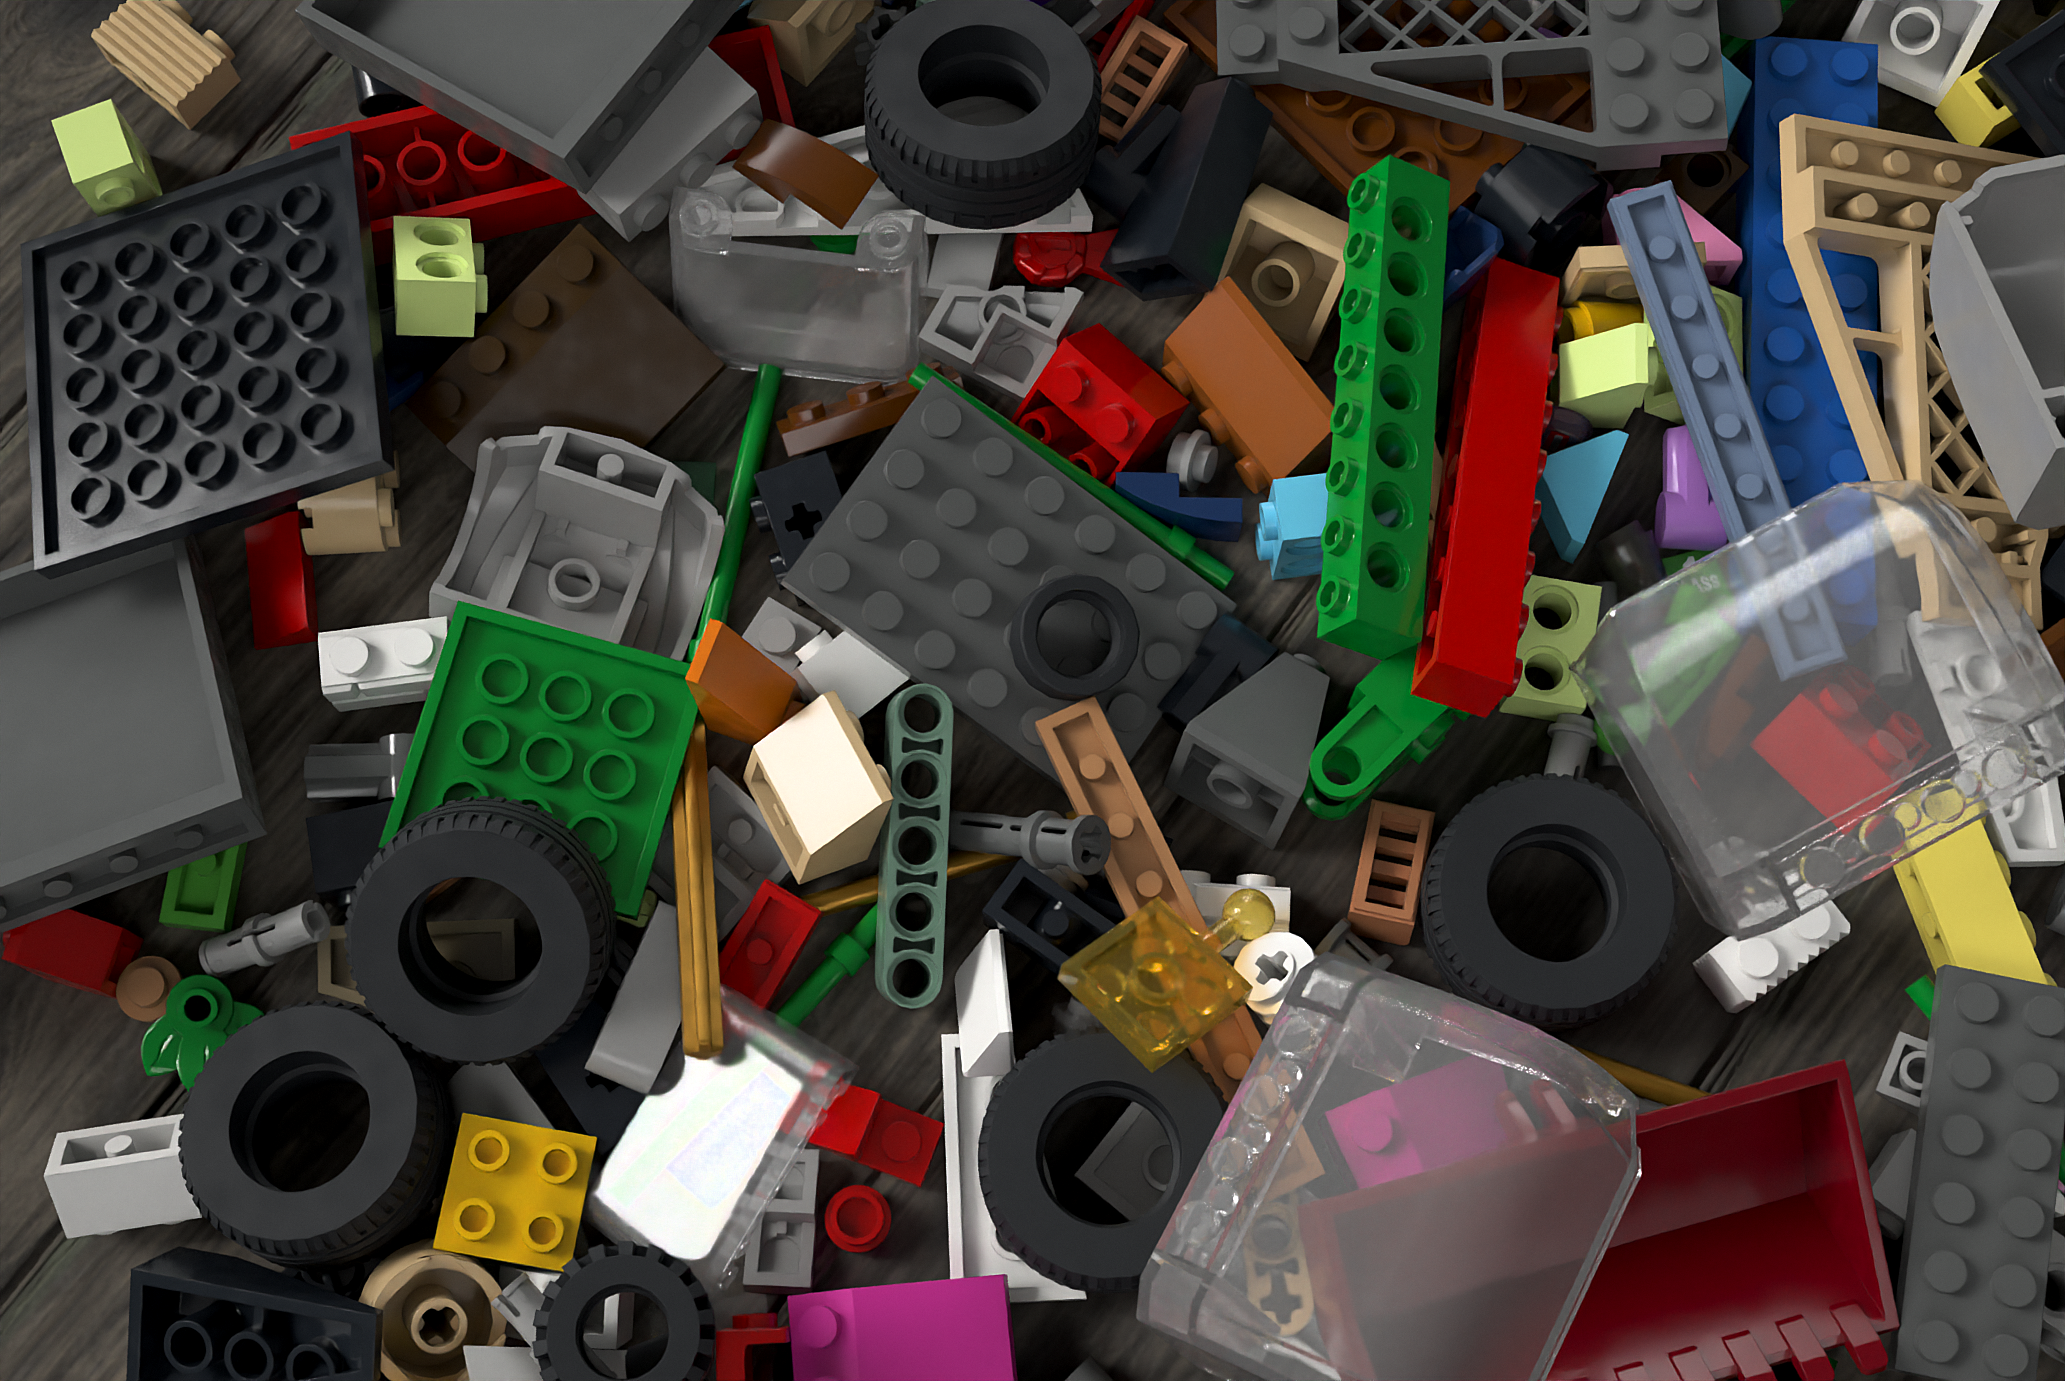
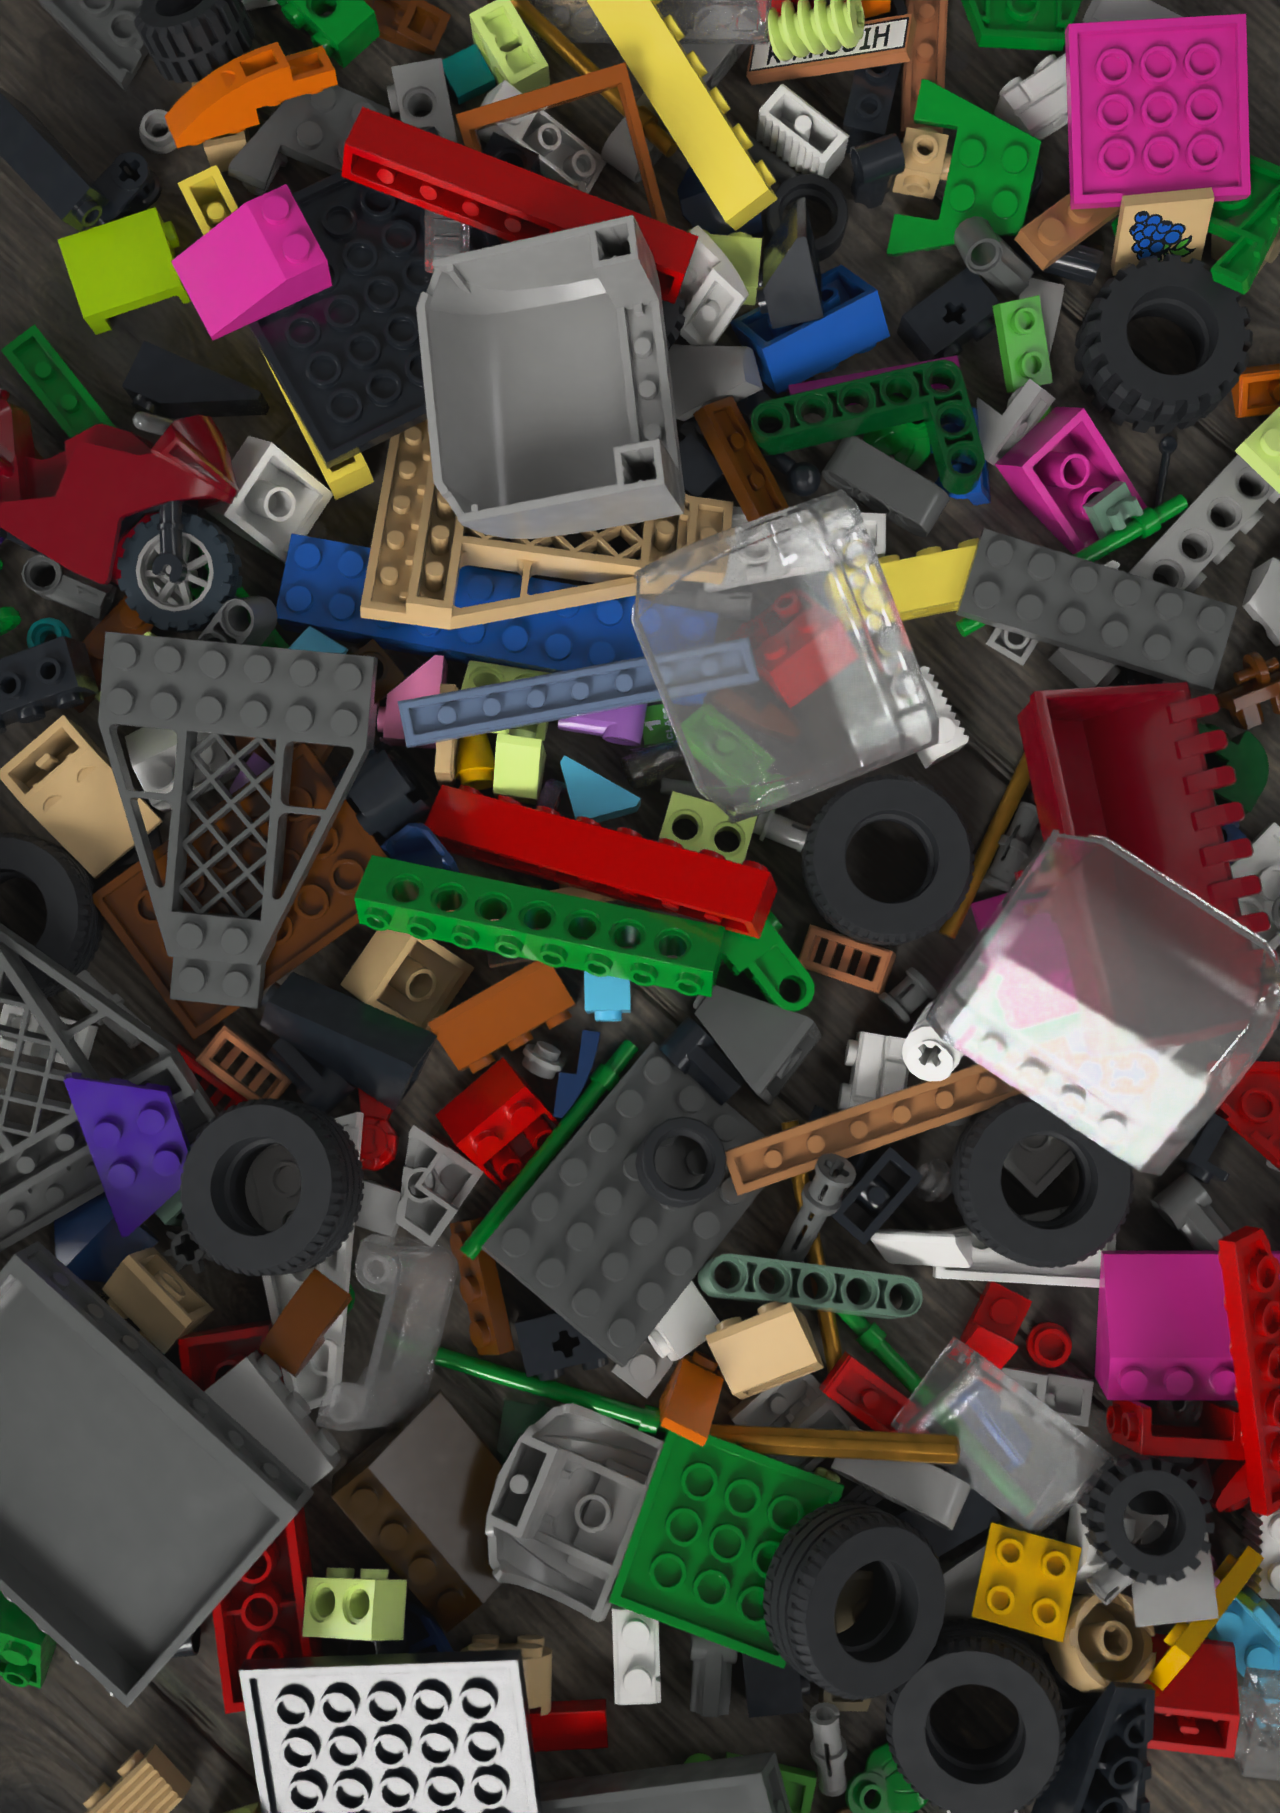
camera: 85 degrees left, 10 degrees up
(1163, 981) = (935, 1131): clear yellow plate -> none

